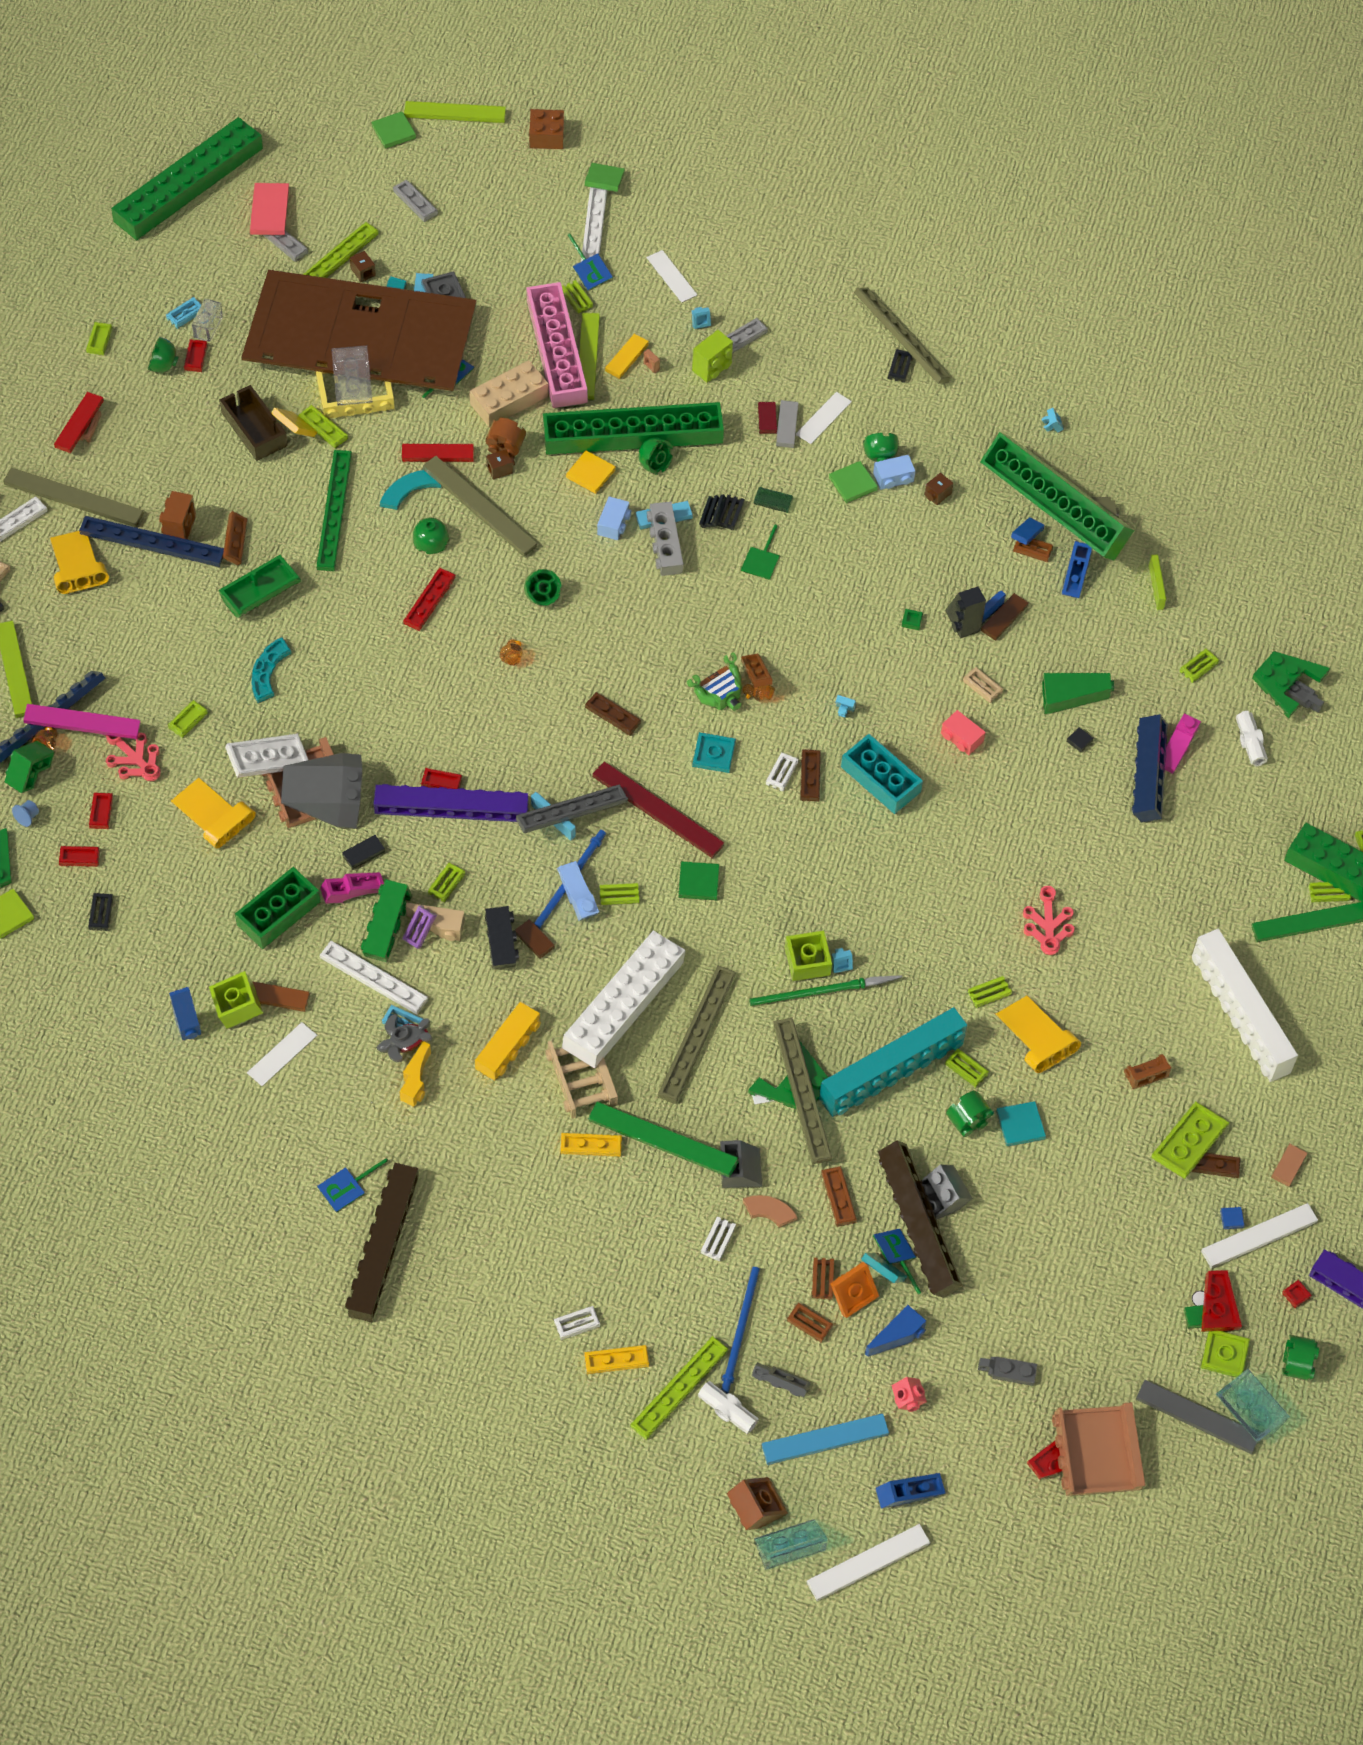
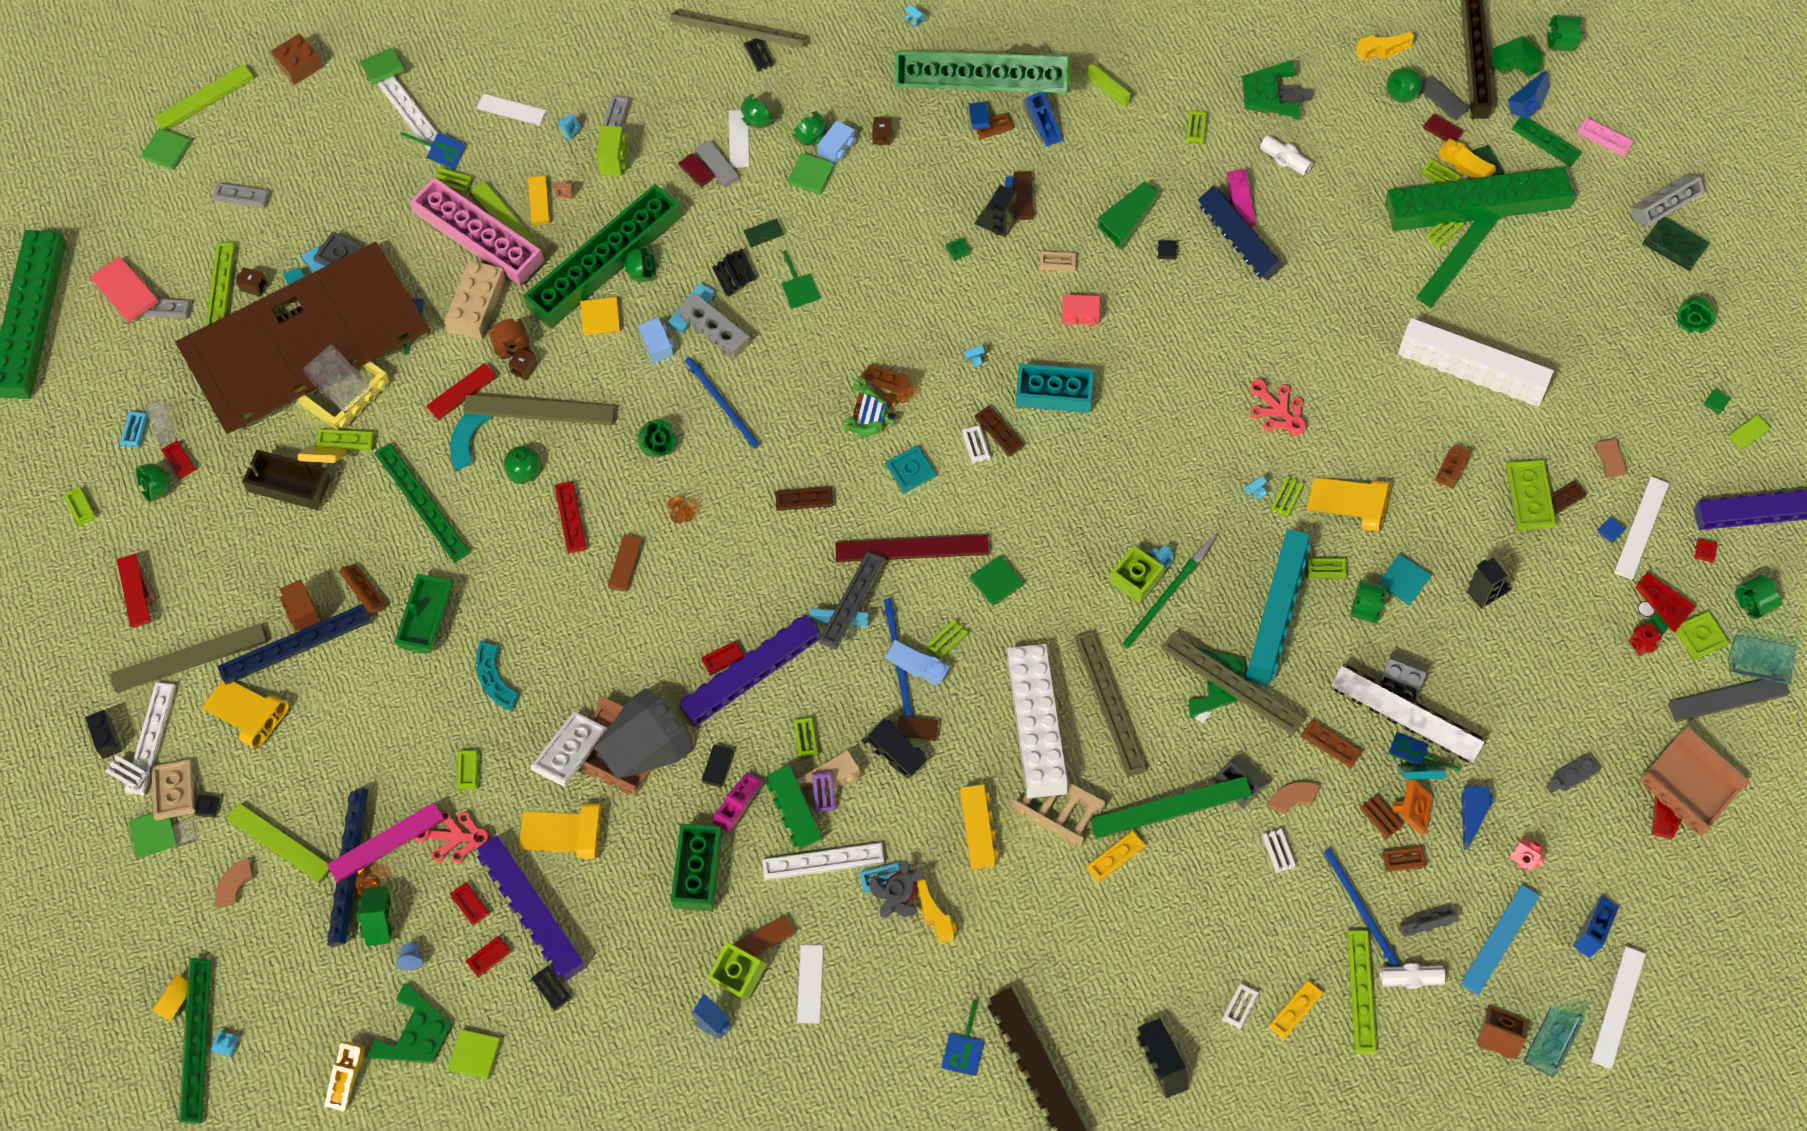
camera: 35 degrees left, 5 degrees up
(138, 845) = (531, 908): none -> dark purple brick
(436, 660) = (625, 563): none -> dark orange tile
(479, 1308) = (1163, 1058): none -> black wedge
(623, 561) = (696, 369): none -> blue bar
(852, 405) = (755, 113): none -> green cylinder
(969, 965) = (1256, 488): none -> medium azure tile
(1083, 1174) = (1488, 583): none -> black wedge
(1171, 1317) = (1645, 639): none -> red brick

